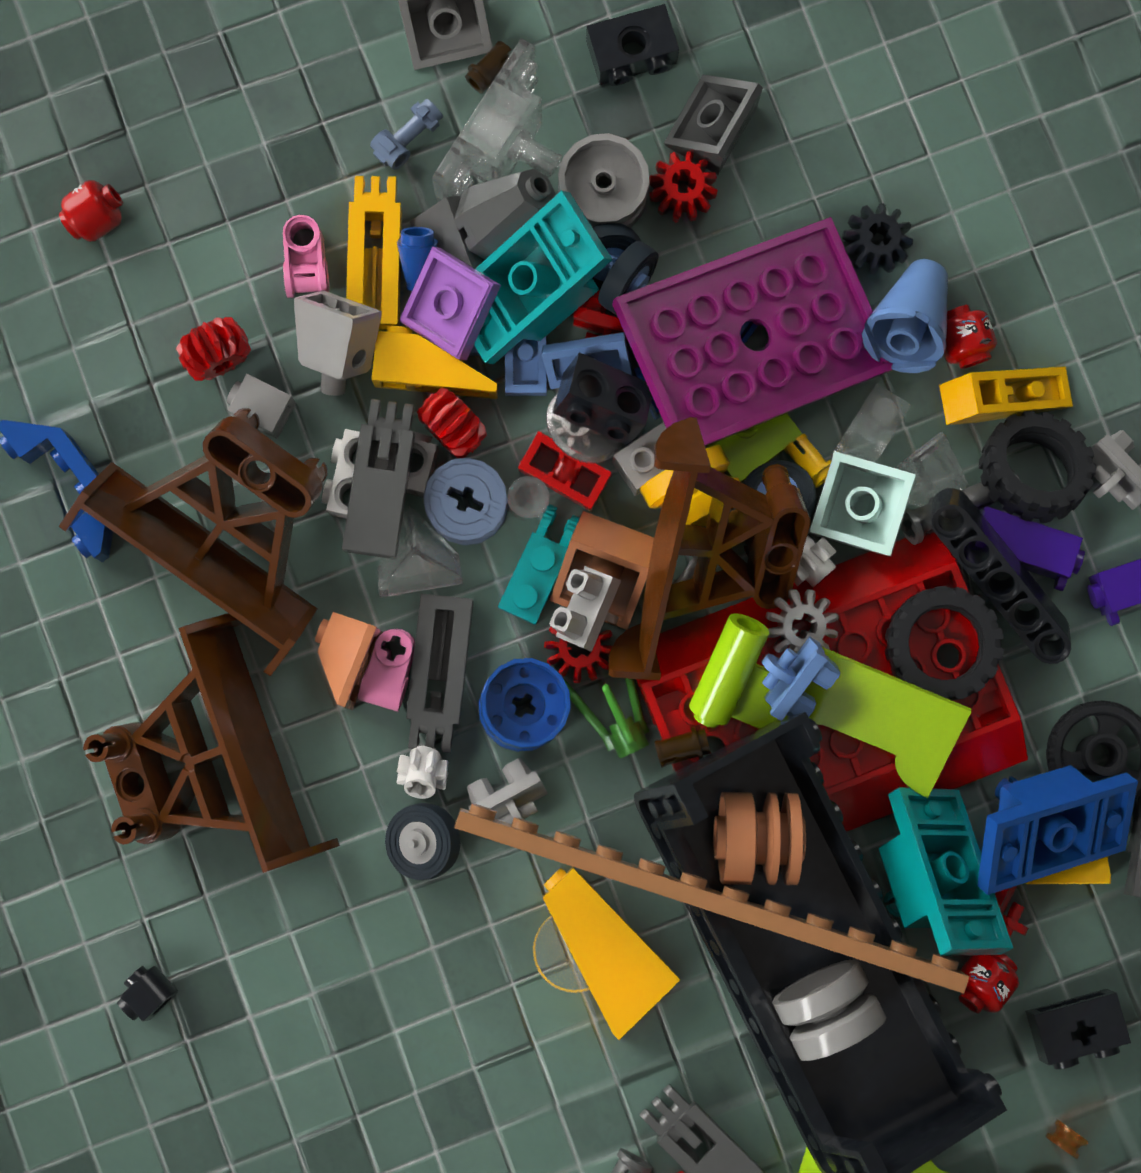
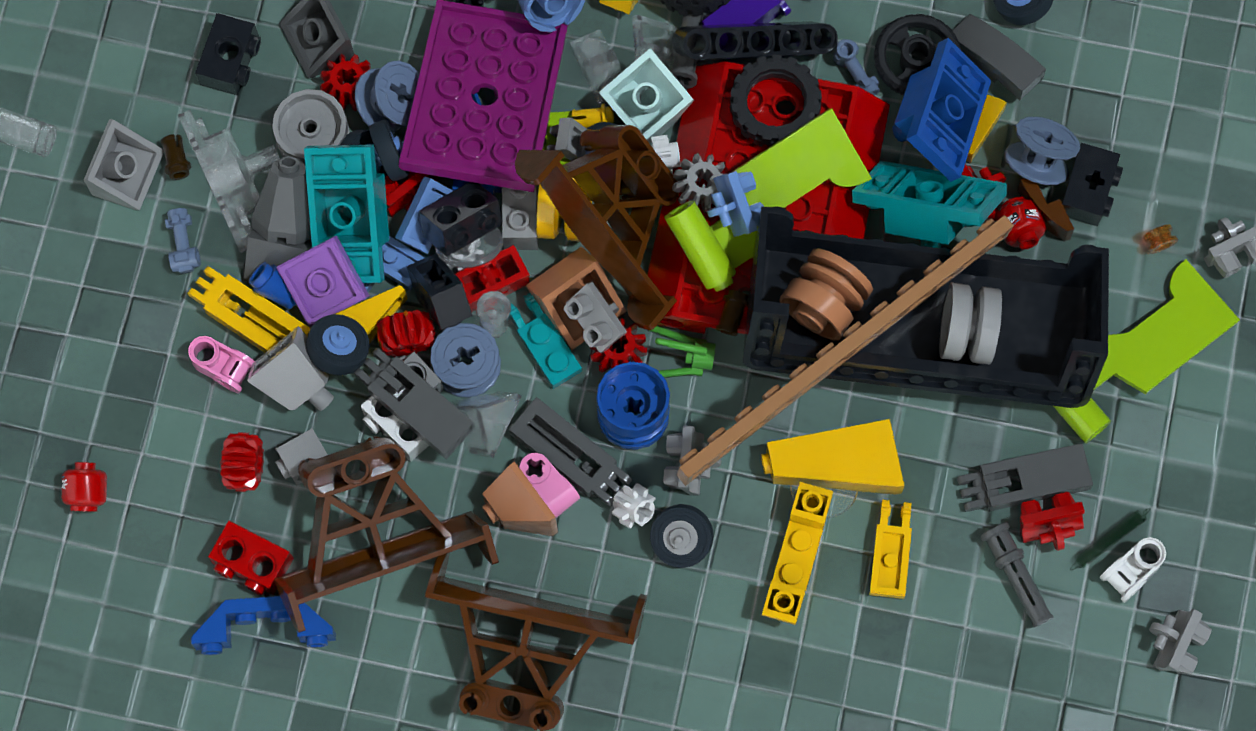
camera: 50 degrees left, 10 degrees down
(134, 421) = (254, 552): none -> red brick
(387, 364) = (337, 344): none -> black wheel
(474, 973) = (797, 553): none -> yellow slope
(514, 429) = (439, 291): none -> black brick
(543, 1067) = (891, 554): none -> yellow hinge
(690, 234) = (387, 94): none -> sand blue piece
(765, 452) = (568, 138): none -> light grey tile
(1017, 1011) = (1053, 213): none -> reddish brown slope
(1051, 679) = (846, 57): none -> sand blue bar
(1092, 959) = (1042, 150): none -> sand blue piece

